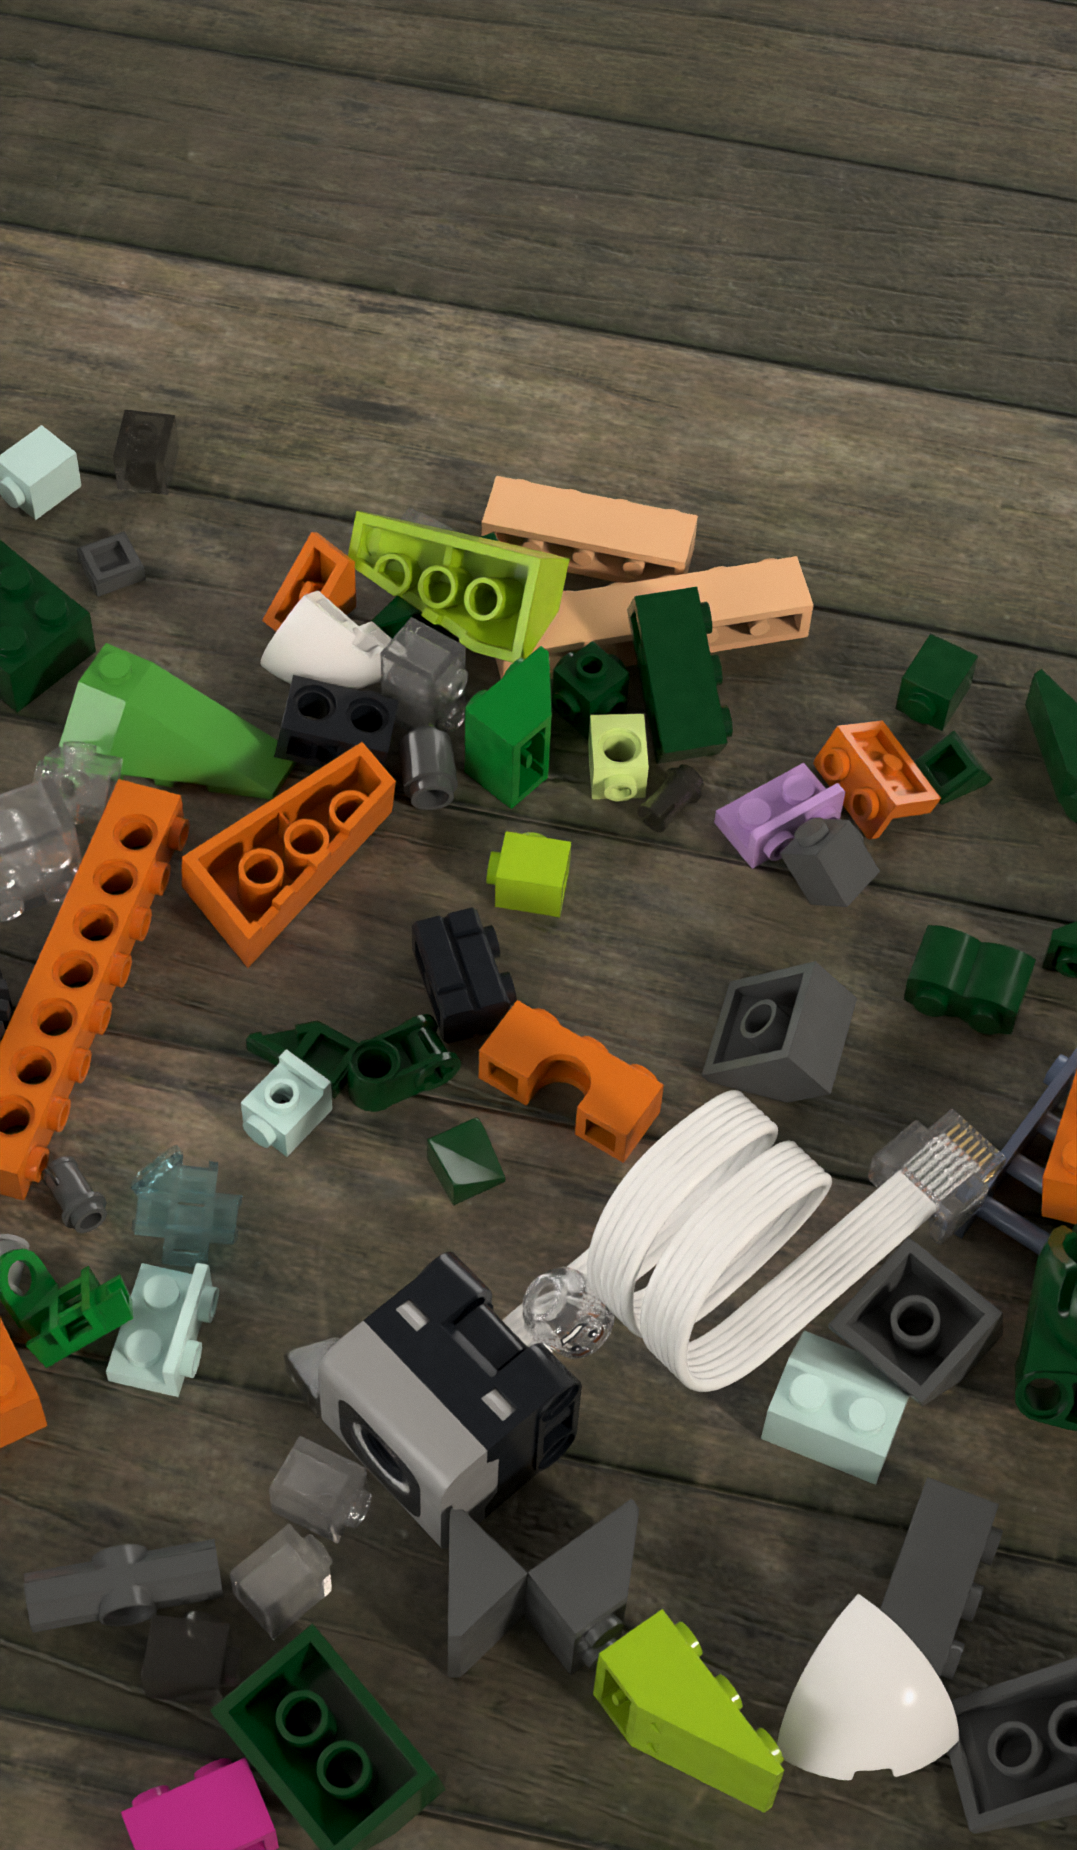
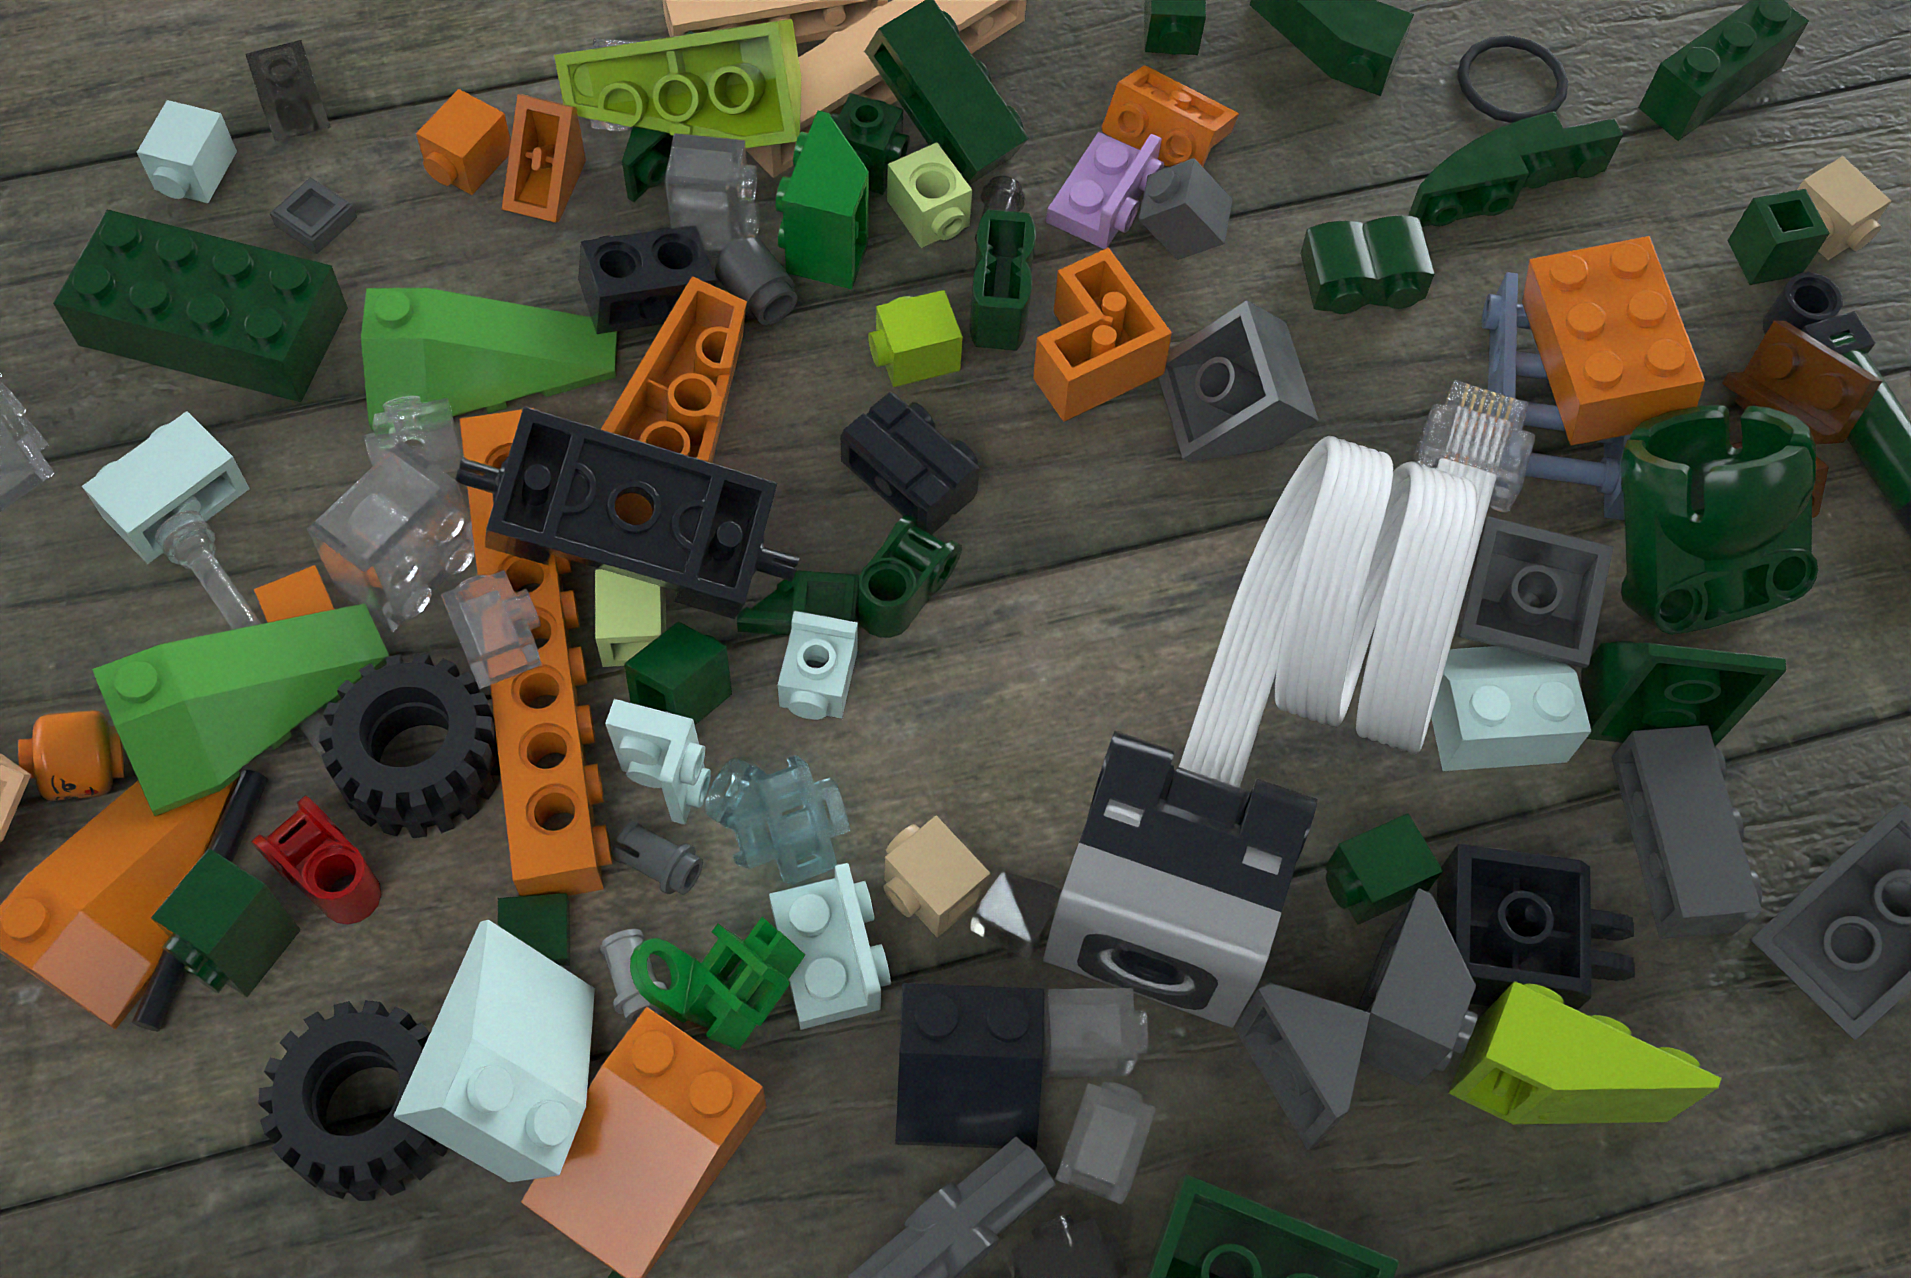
camera: 30 degrees left, 5 degrees up
(41, 954) = (493, 627): none -> clear brick
(116, 1117) = (660, 753): none -> light aqua bracket
(164, 996) = (626, 616): none -> yellowish green brick
(168, 1062) = (680, 673): none -> dark green brick
(210, 1467) = (969, 1065): none -> black slope
(241, 956) = (561, 498): none -> black brick
(258, 552) = (464, 142): none -> orange brick
(274, 1310) = (933, 875): none -> tan brick
(325, 646) = (597, 201): white brick -> none
(464, 1161) = (1020, 641): dark green slope -> none
(535, 1050) = (1122, 510): orange arch -> none
(566, 1313) = (1252, 736): clear head -> none
(629, 855) = (1002, 279): none -> dark green brick
(639, 1472) = (1381, 869): none -> dark green brick
(682, 950) = (1106, 338): none -> orange brick
(761, 1577) = (1528, 923): none -> black hinge
(867, 1702) = (1718, 967): white brick -> none
(952, 768) = (1229, 81): dark green slope -> none
(981, 1456) = (1671, 687): none -> dark green slope

